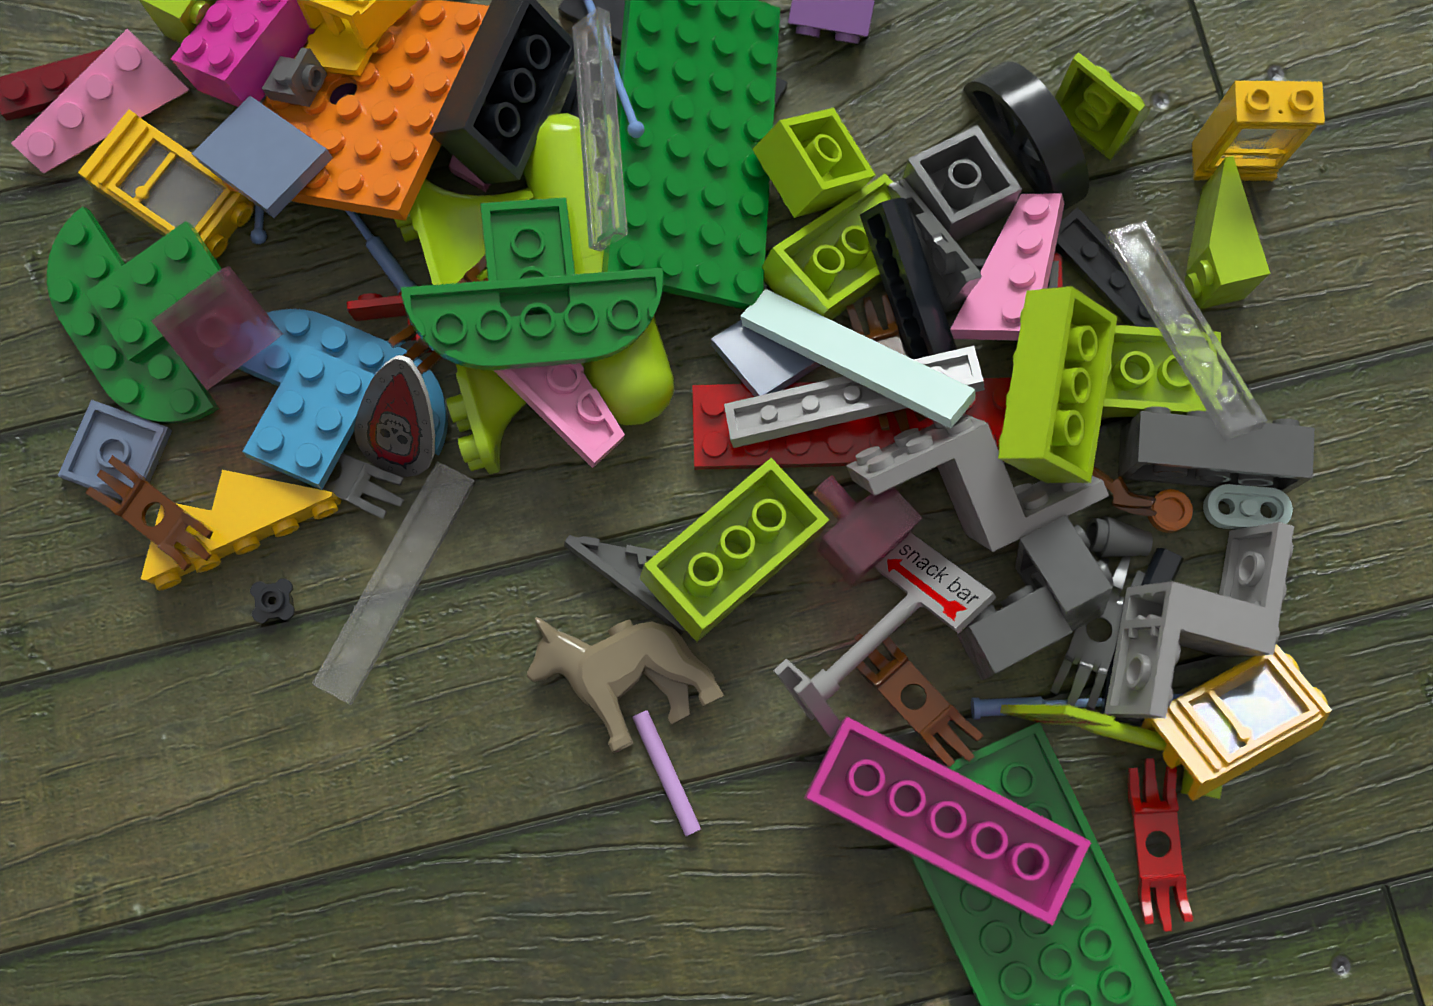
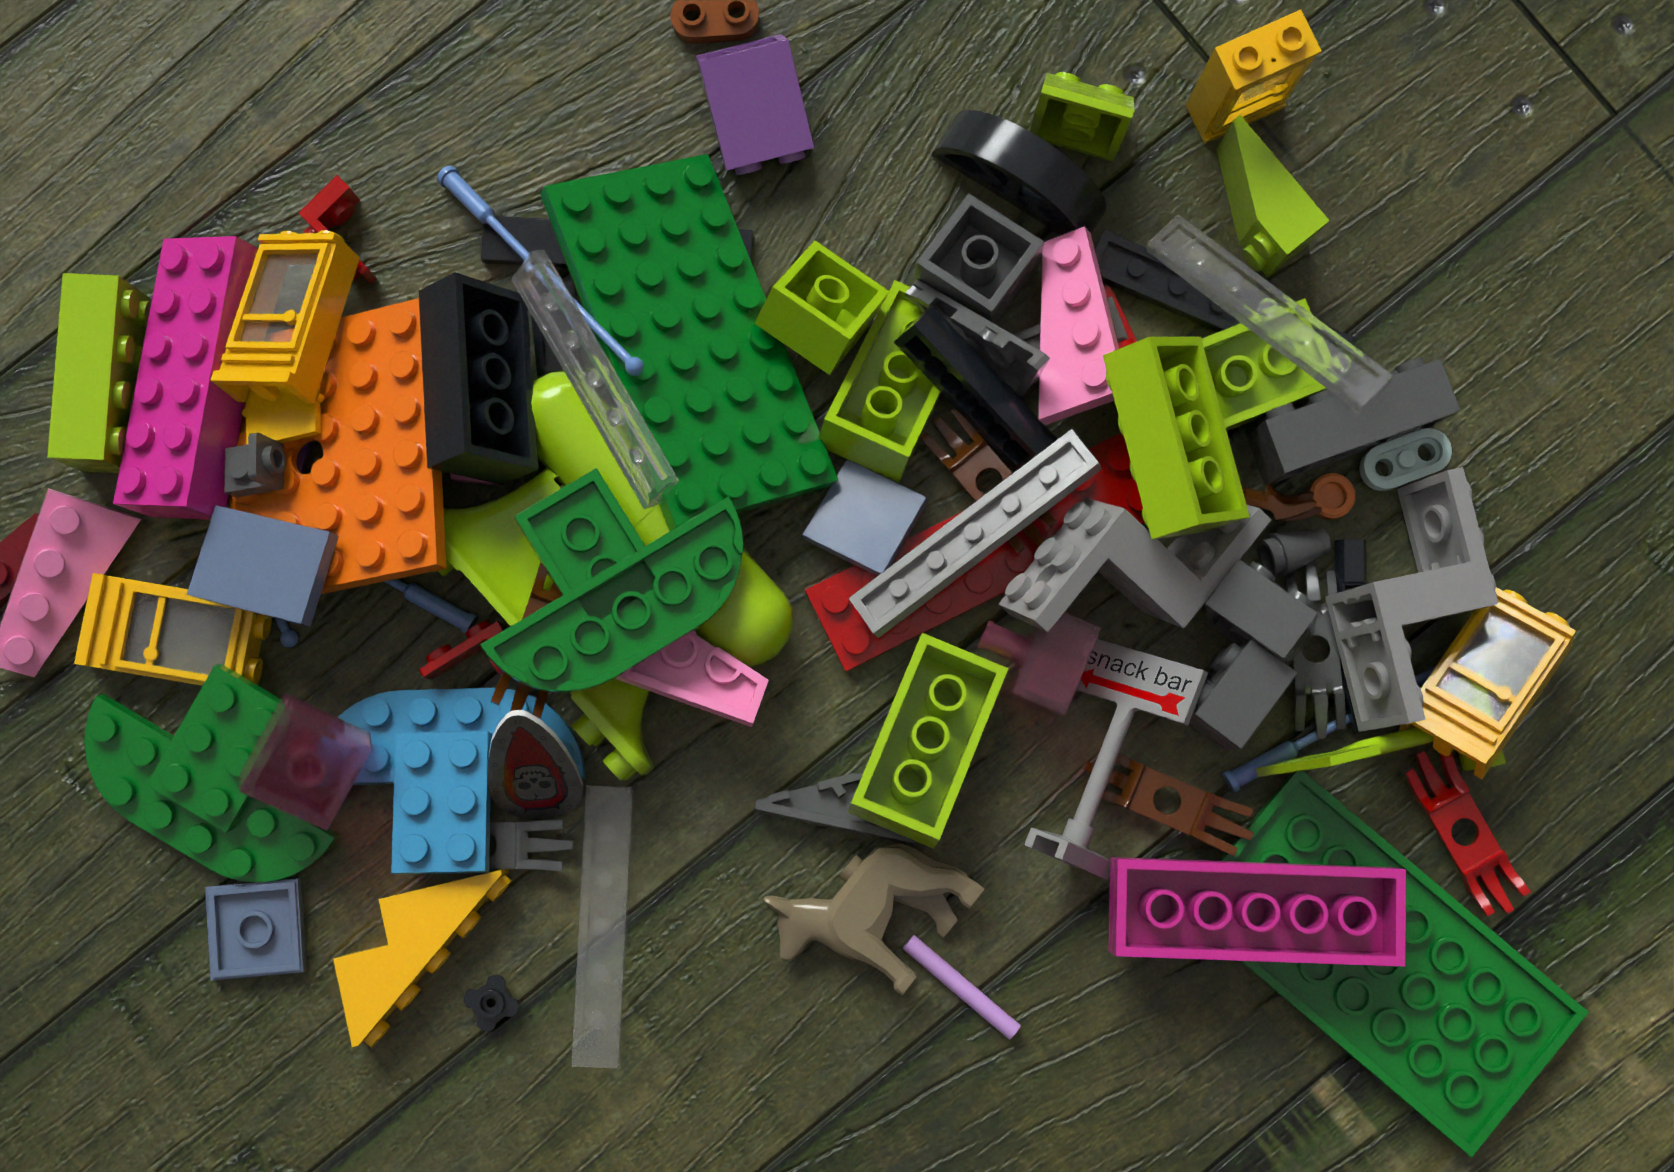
camera: 25 degrees left, 5 degrees up
(134, 509) = (309, 970): reddish brown piece -> none
(859, 358) = (963, 494): light aqua tile -> none

